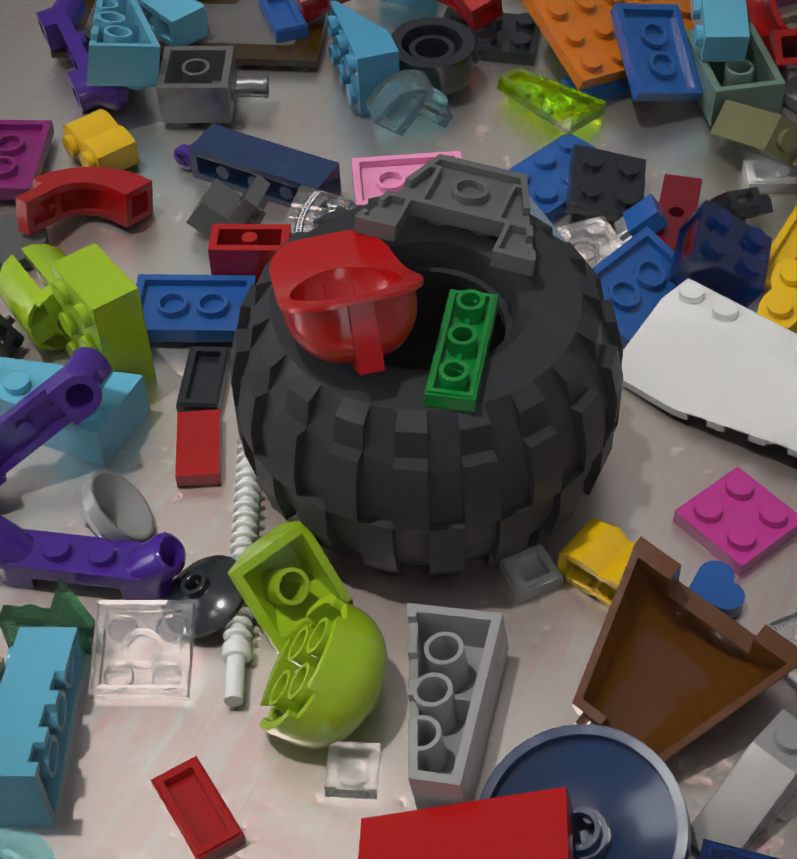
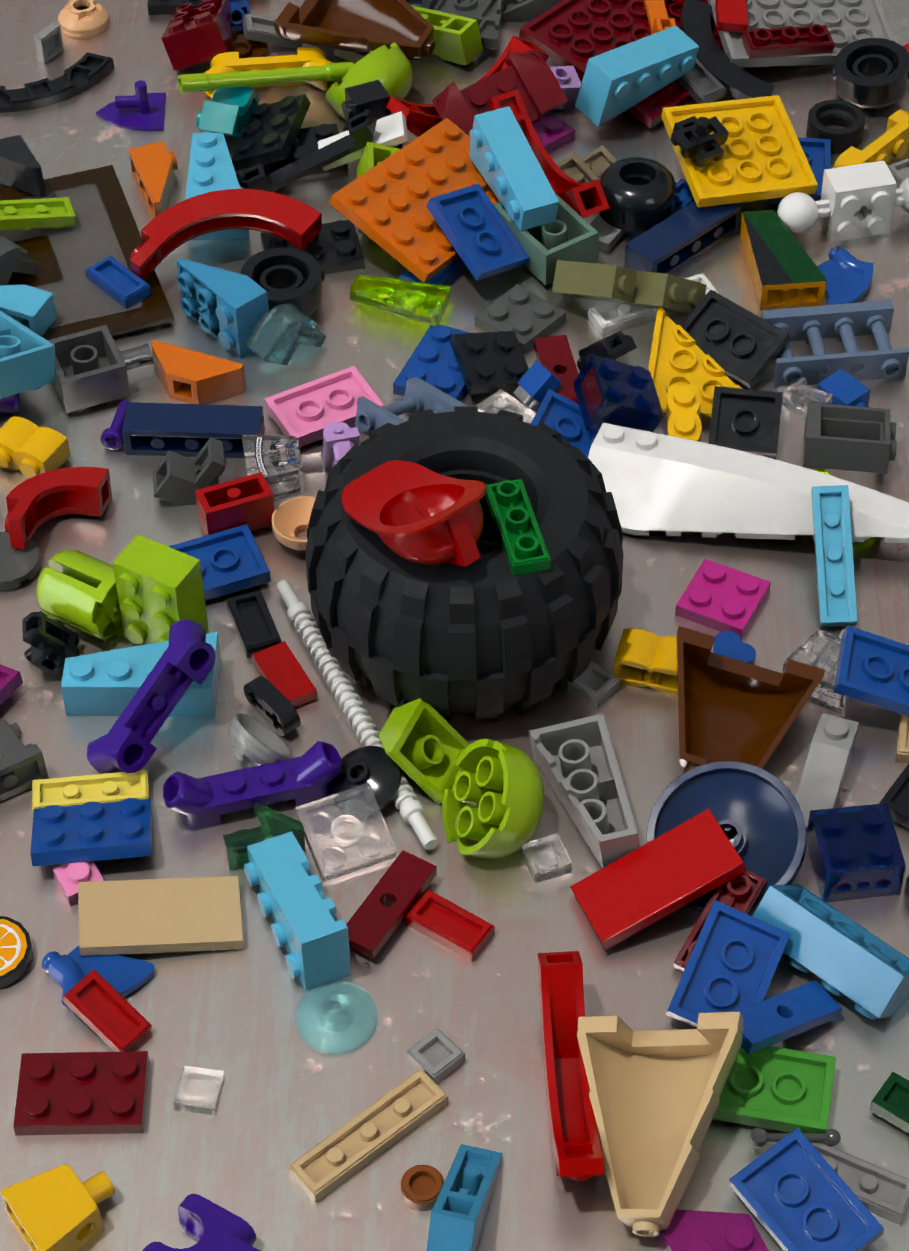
camera: 25 degrees left, 0 degrees up
(115, 768) = (389, 903): none -> dark red tile
(161, 475) = (271, 705): none -> black beam
(303, 120) = (196, 375): none -> orange slope
(463, 196) = (459, 409): dark grey wing -> none
(668, 150) = (522, 313): none -> dark grey plate

